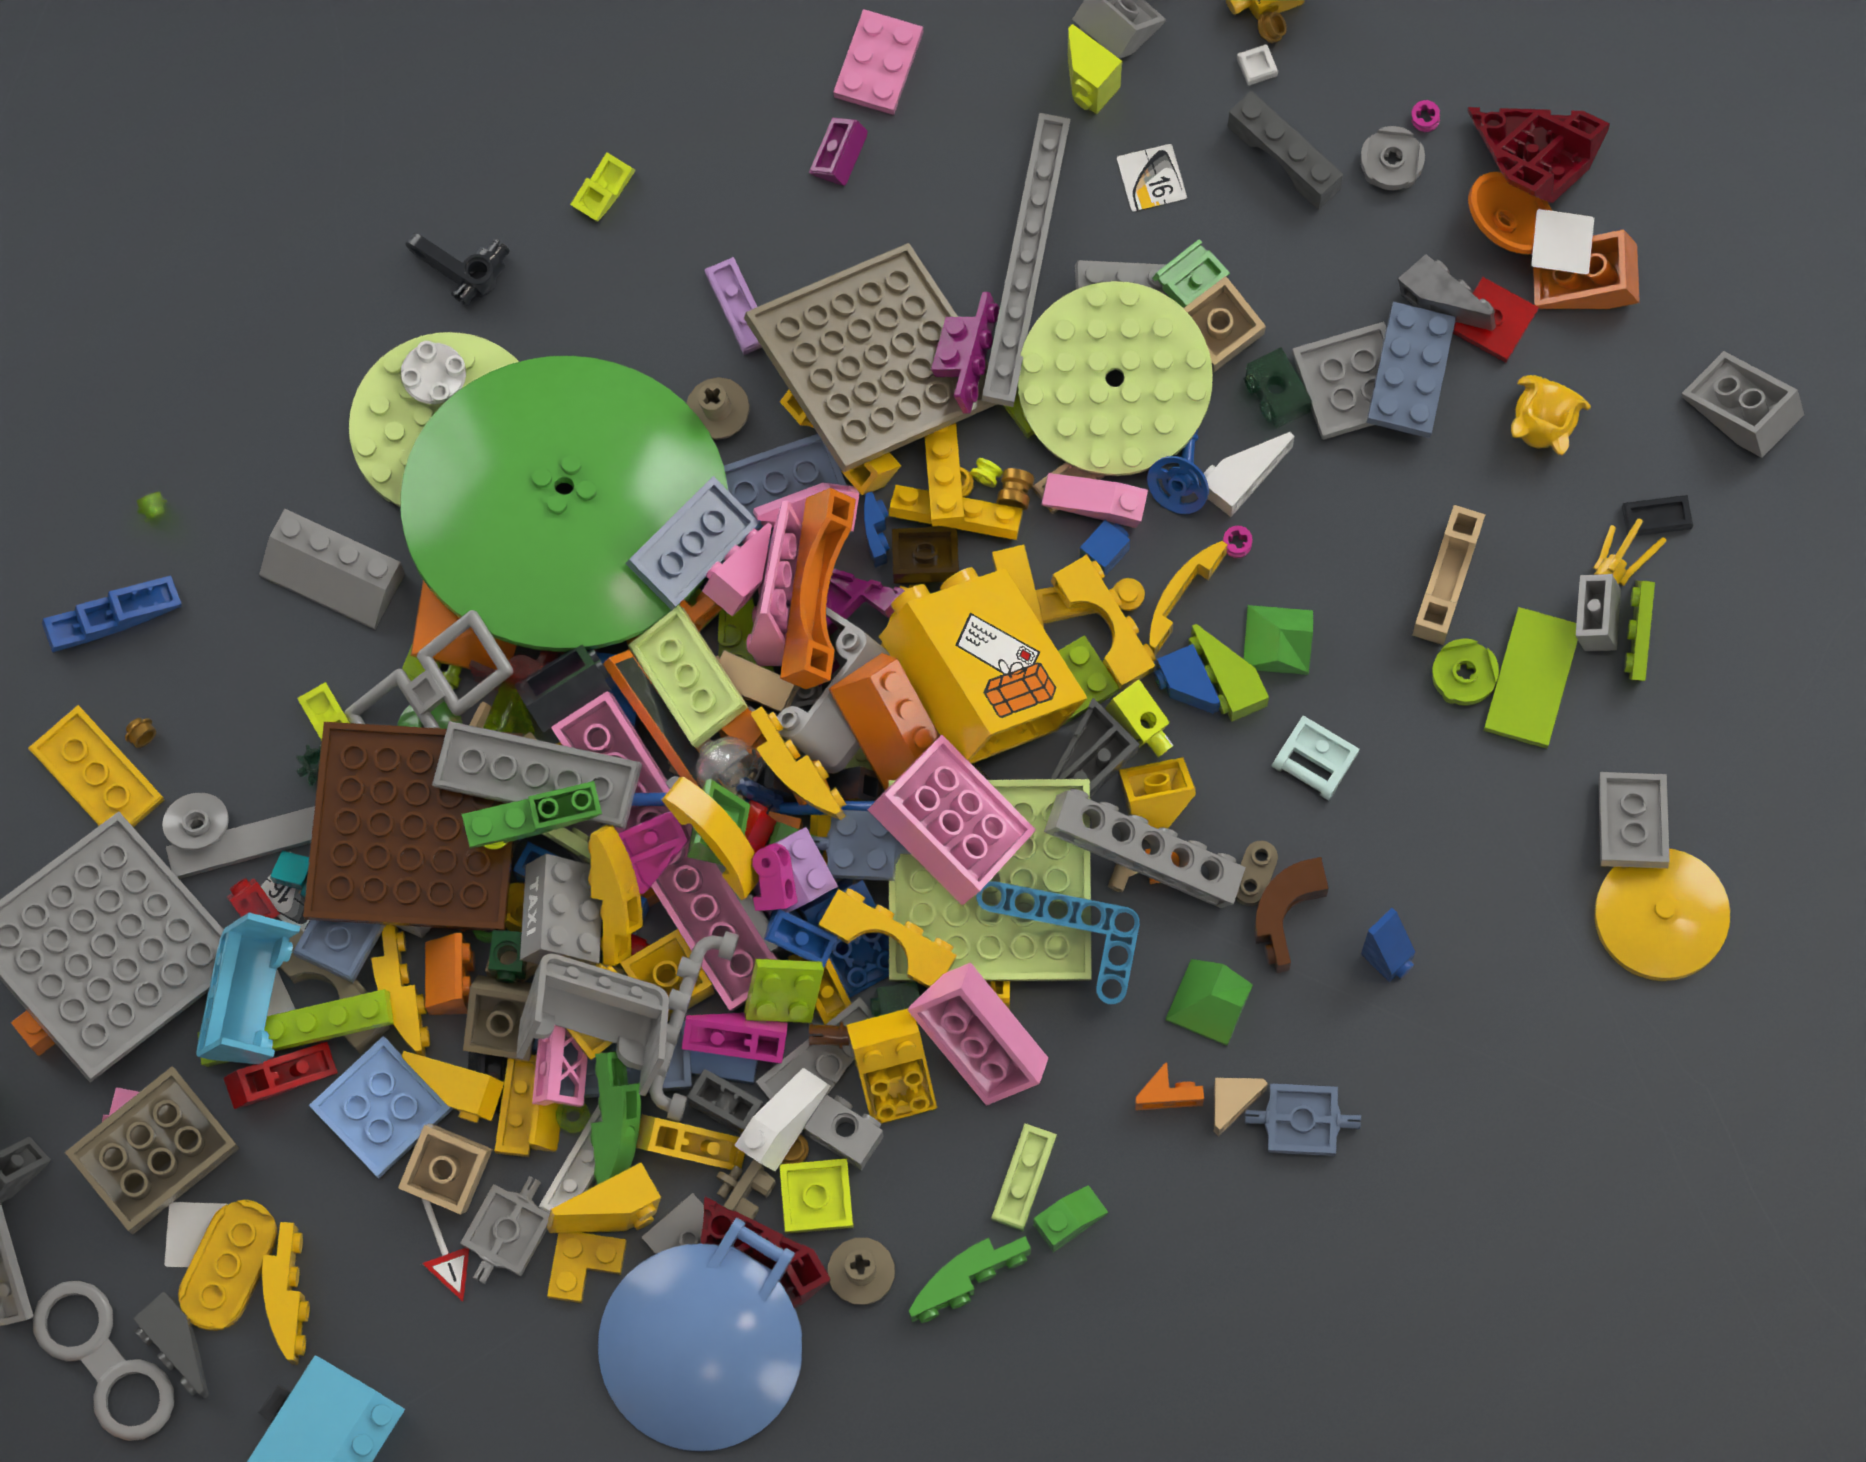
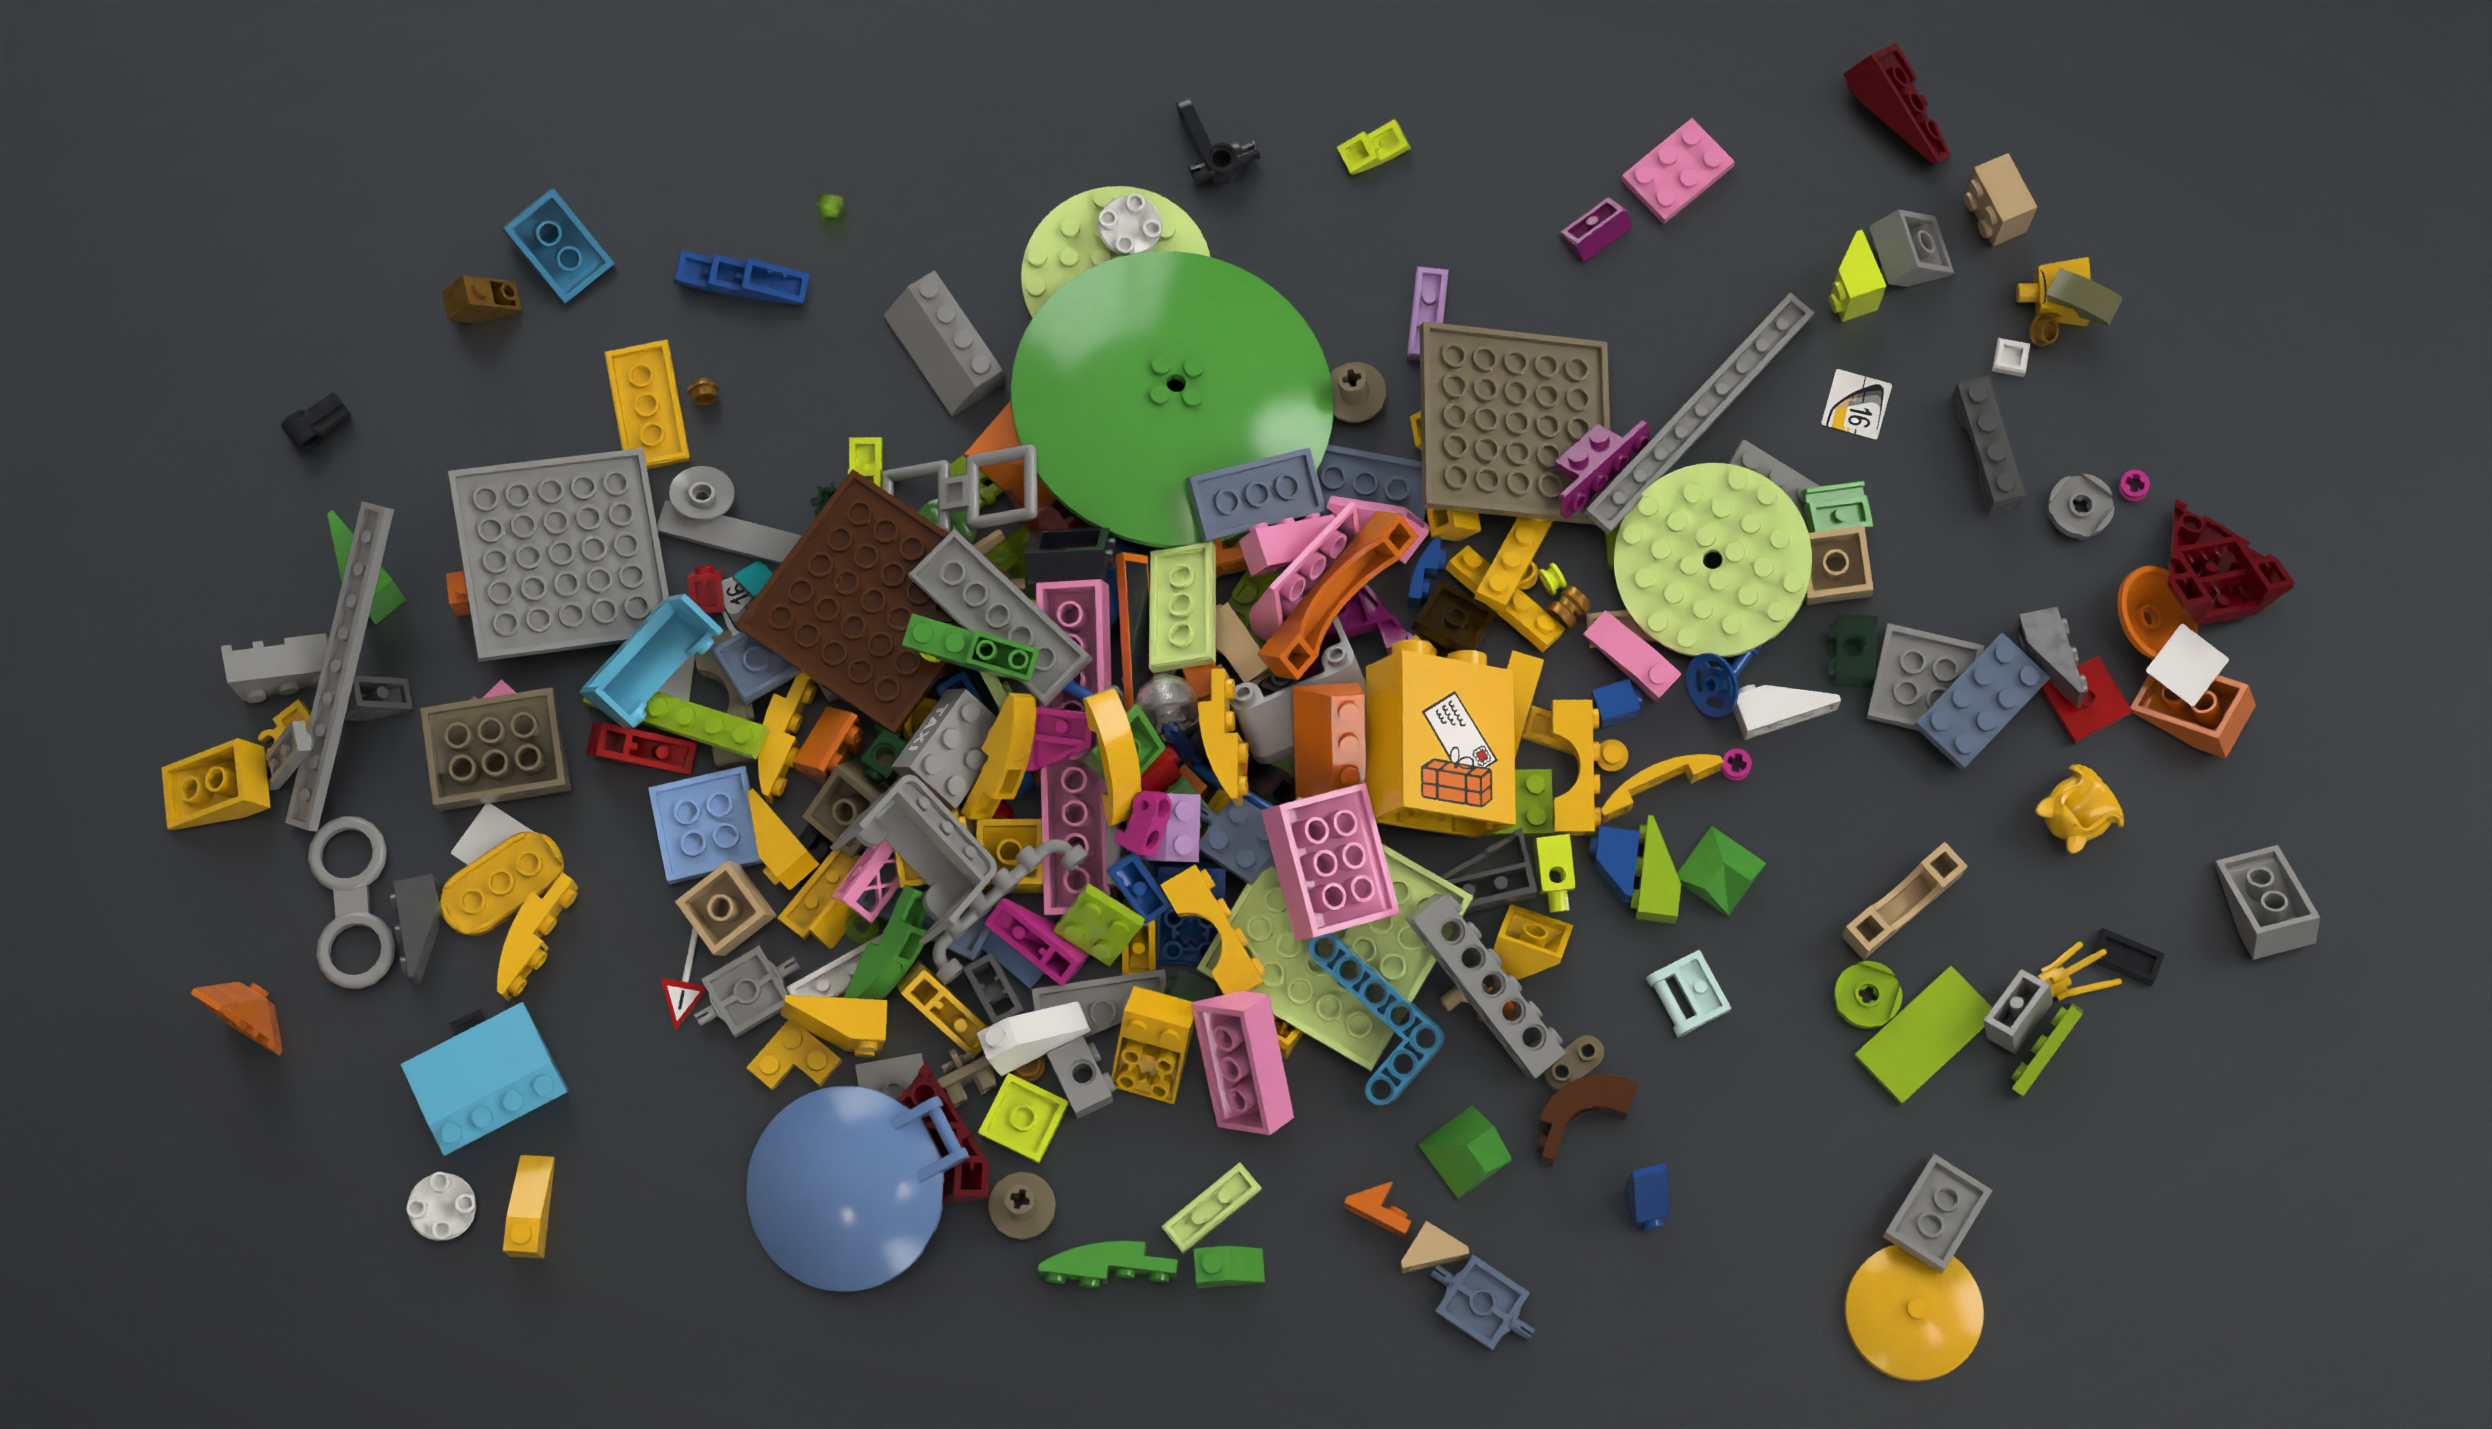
camera: 30 degrees right, 0 degrees up
(832, 1035) = (1117, 986): reddish brown pin -> none

